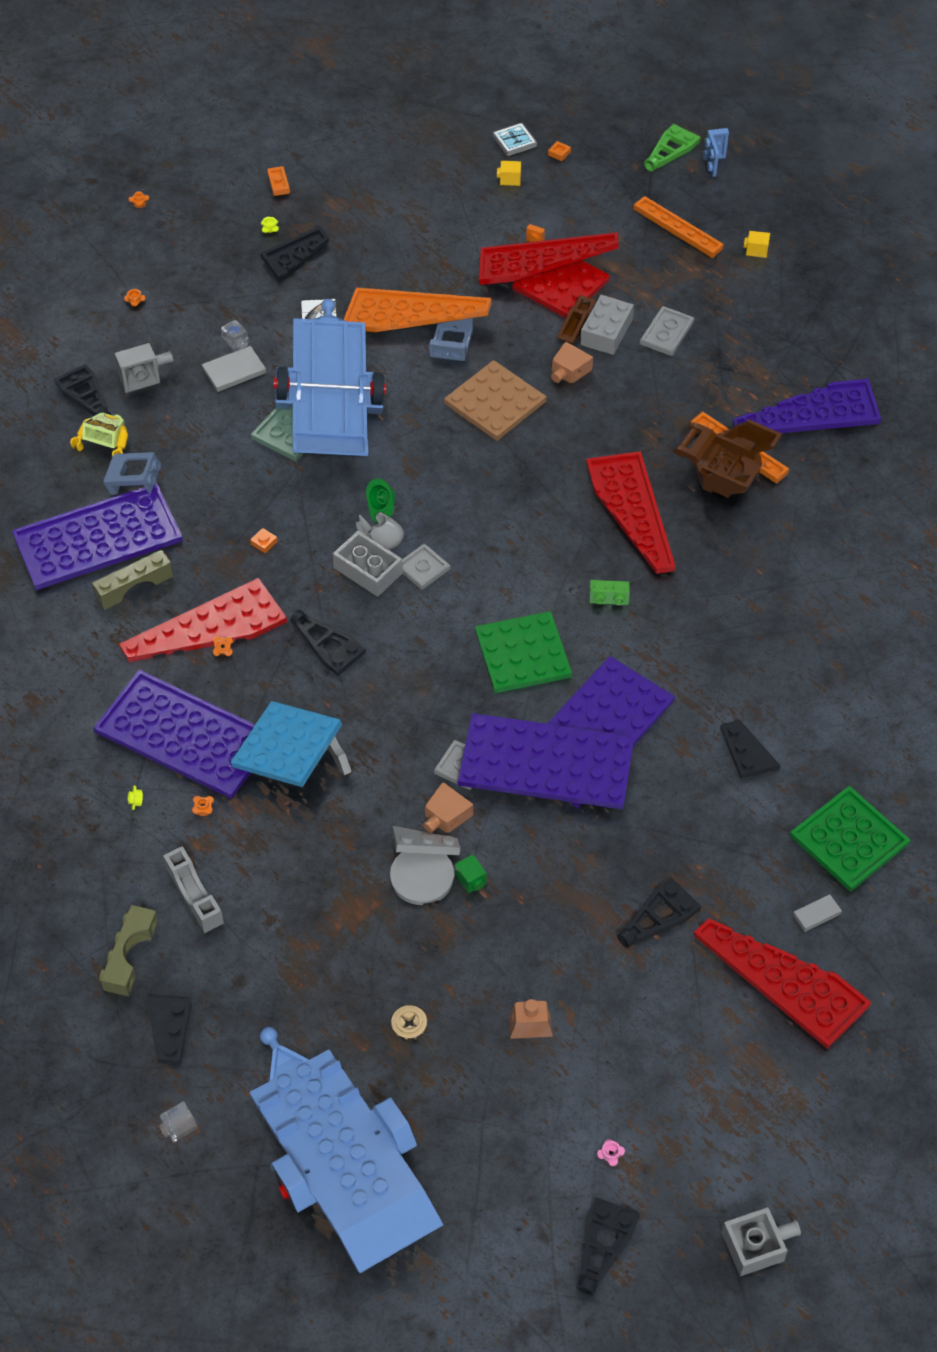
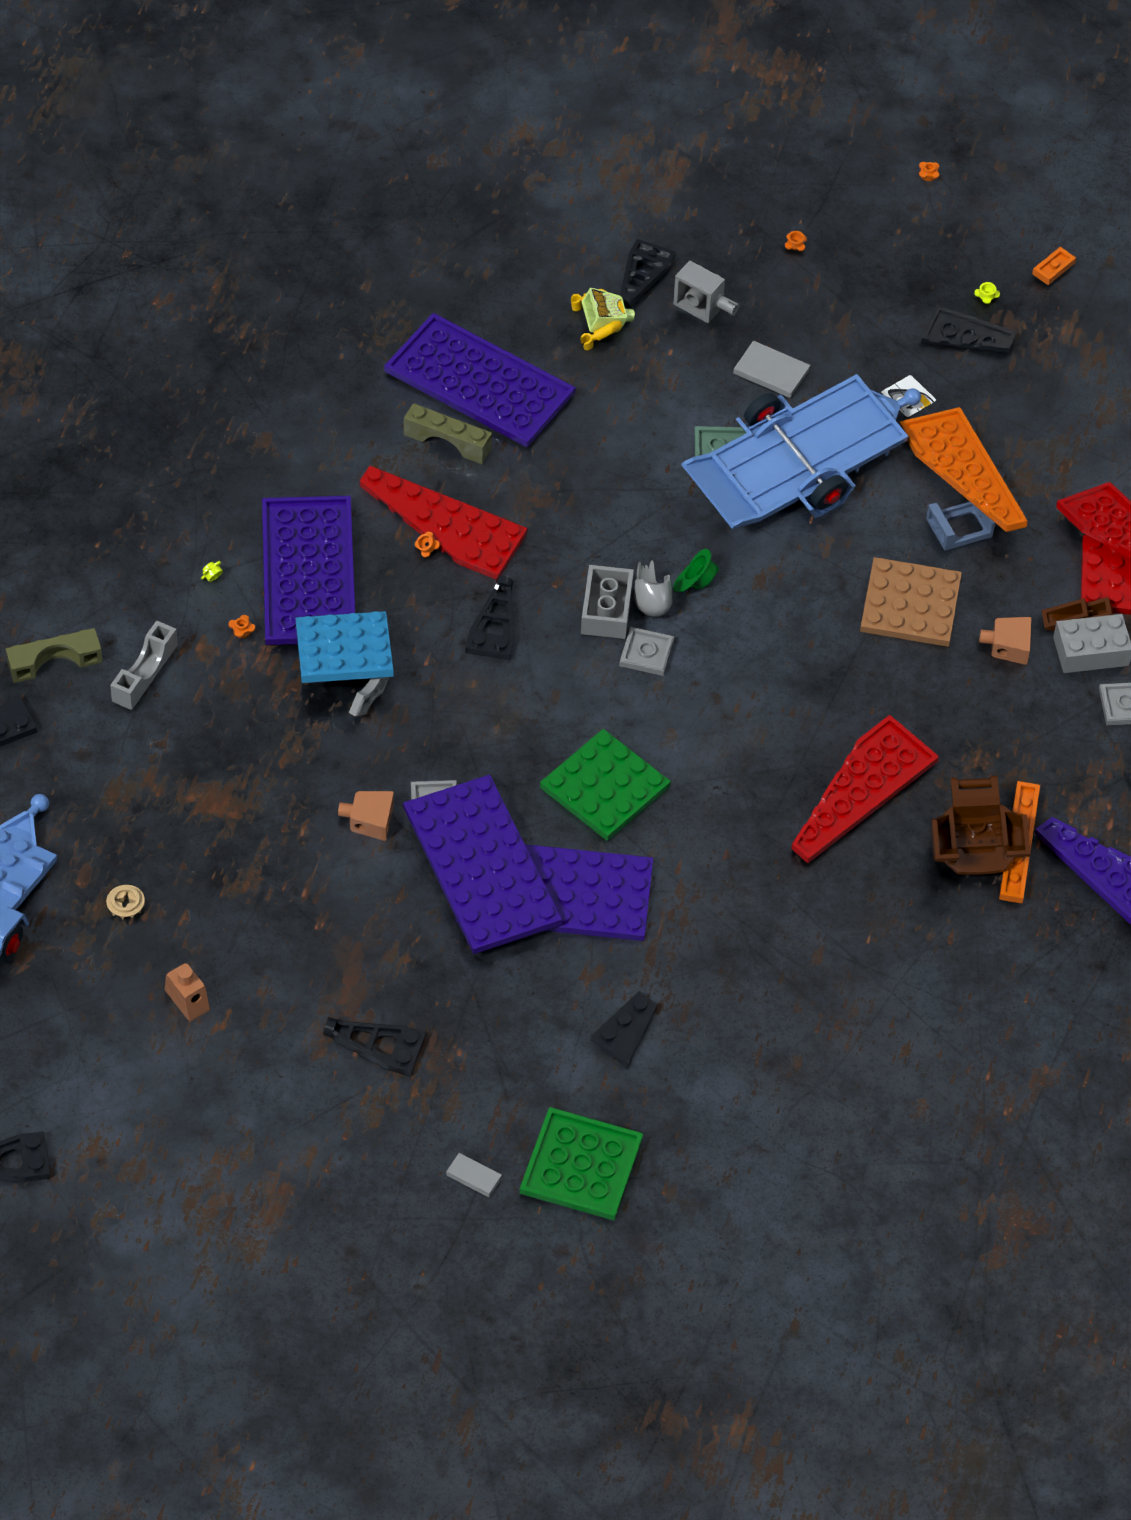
camera: 55 degrees right, 0 degrees up
(117, 468) = (566, 349): sand blue window -> none
(234, 335) = (811, 345): clear brick -> none
(264, 540) = (577, 509): orange plate -> none
(417, 841) = (320, 812): light grey wing -> none
(422, 877) = (288, 832): light grey tile -> none
(471, 874) = (313, 868): green brick -> none
(609, 592) = (735, 820): bright green bracket -> none
(610, 1145) = (94, 1117): bright pink plate -> none
(757, 1241) = (77, 1275): light grey brick -> none
(808, 995) = (374, 1199): red wing -> none

